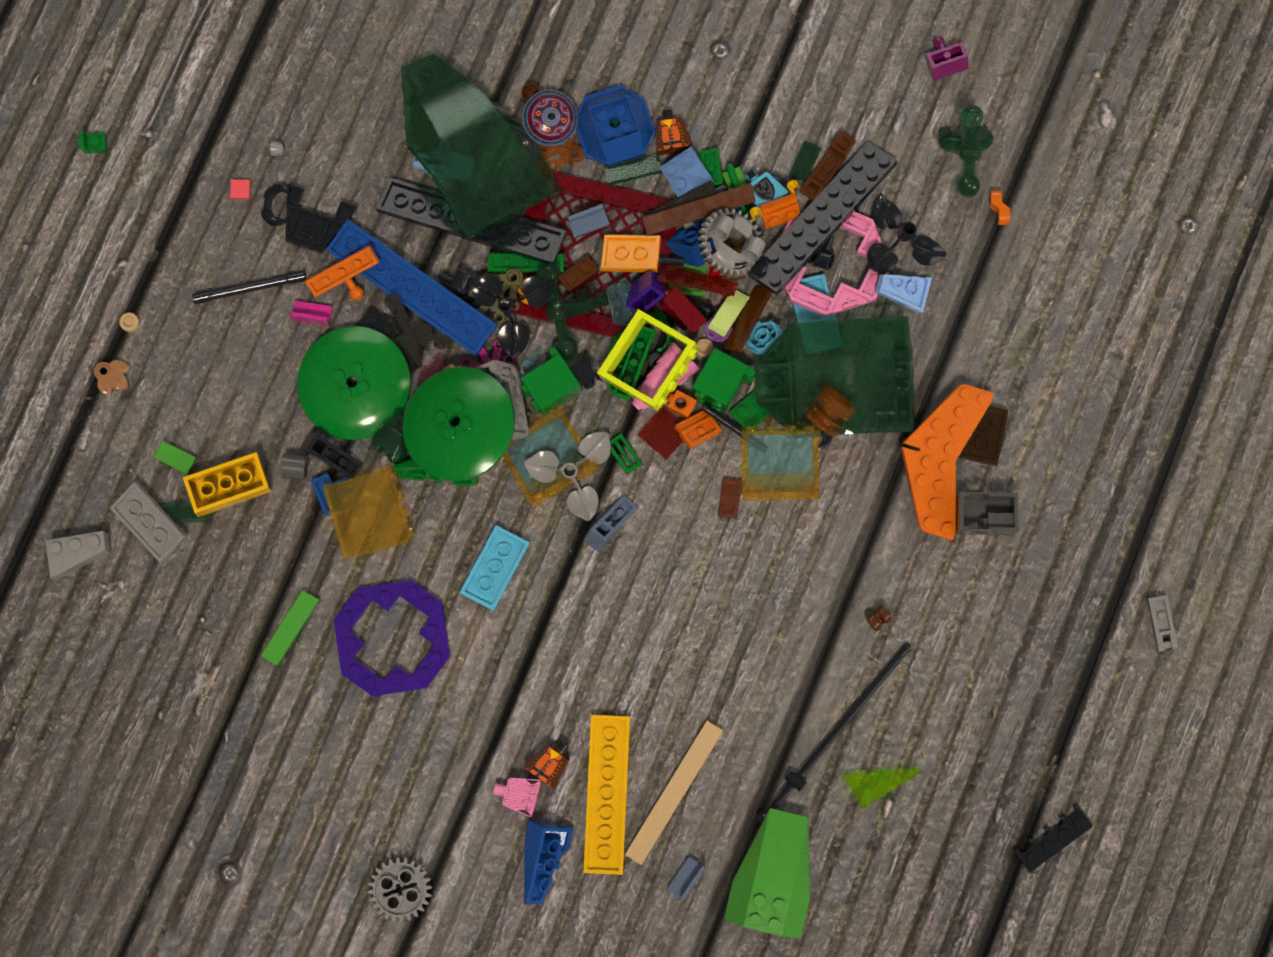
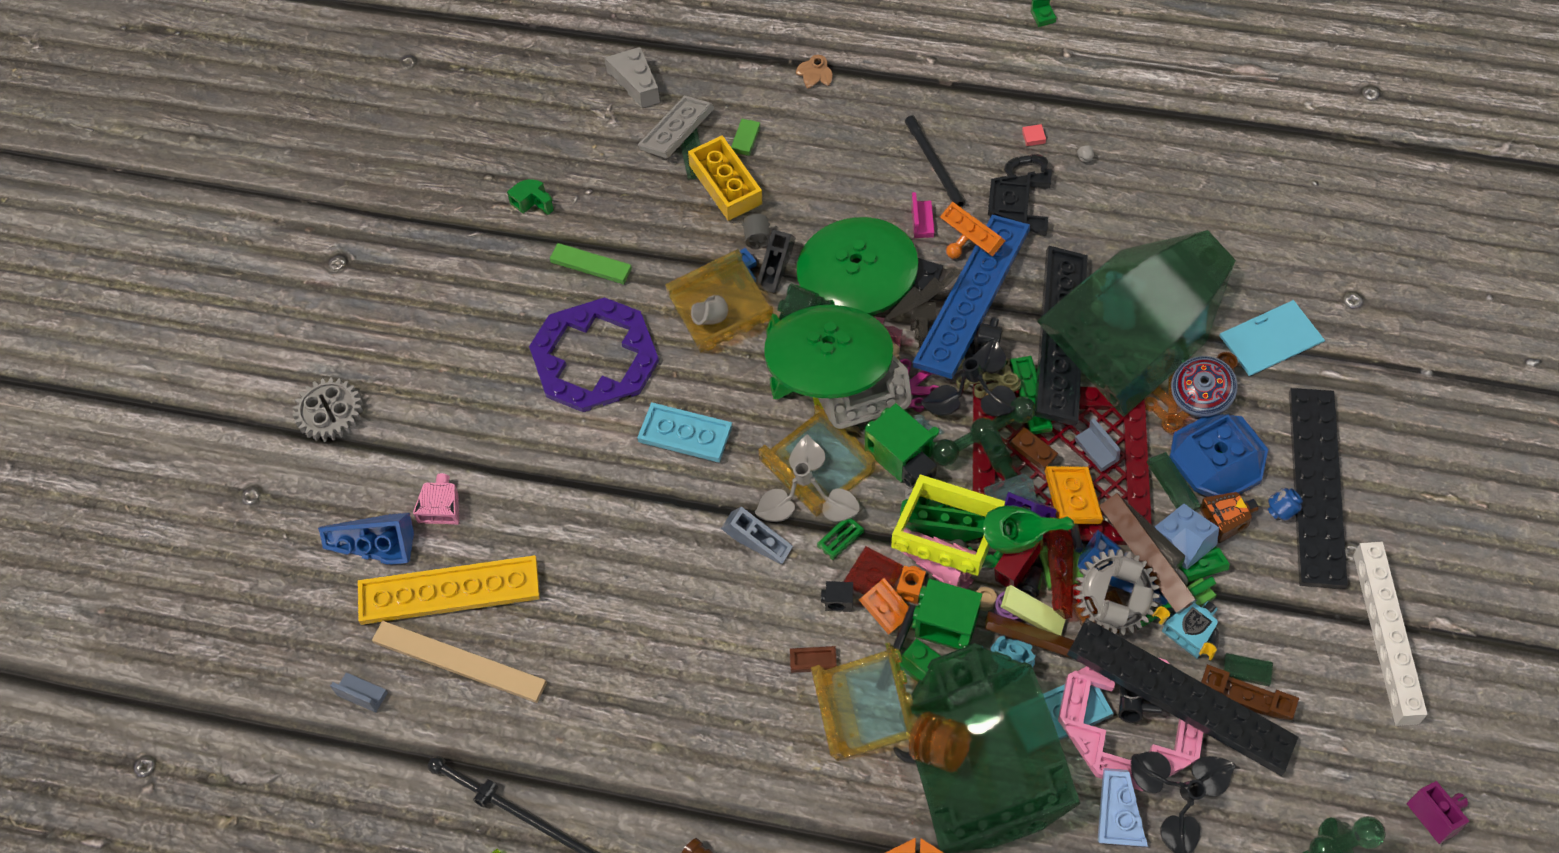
camera: 80 degrees right, 20 degrees down
(129, 322) = (872, 75): tan tile -> none
(195, 674) = (530, 193): none -> green brick
(378, 524) = (710, 311): none -> light grey hair
(508, 40) = (1275, 338): none -> medium azure container
(549, 764) = (474, 524): torso -> none
(657, 57) = (1319, 485): none -> black plate
(669, 302) = (1018, 528): none -> green hat
(672, 87) = (1284, 503): none -> blue head
(680, 466) = (838, 596): none -> black brick
(774, 878) = (364, 786): bright green wedge -> none
(780, 211) = (1174, 645): orange plate -> none
(798, 45) = (1389, 634): none -> white brick

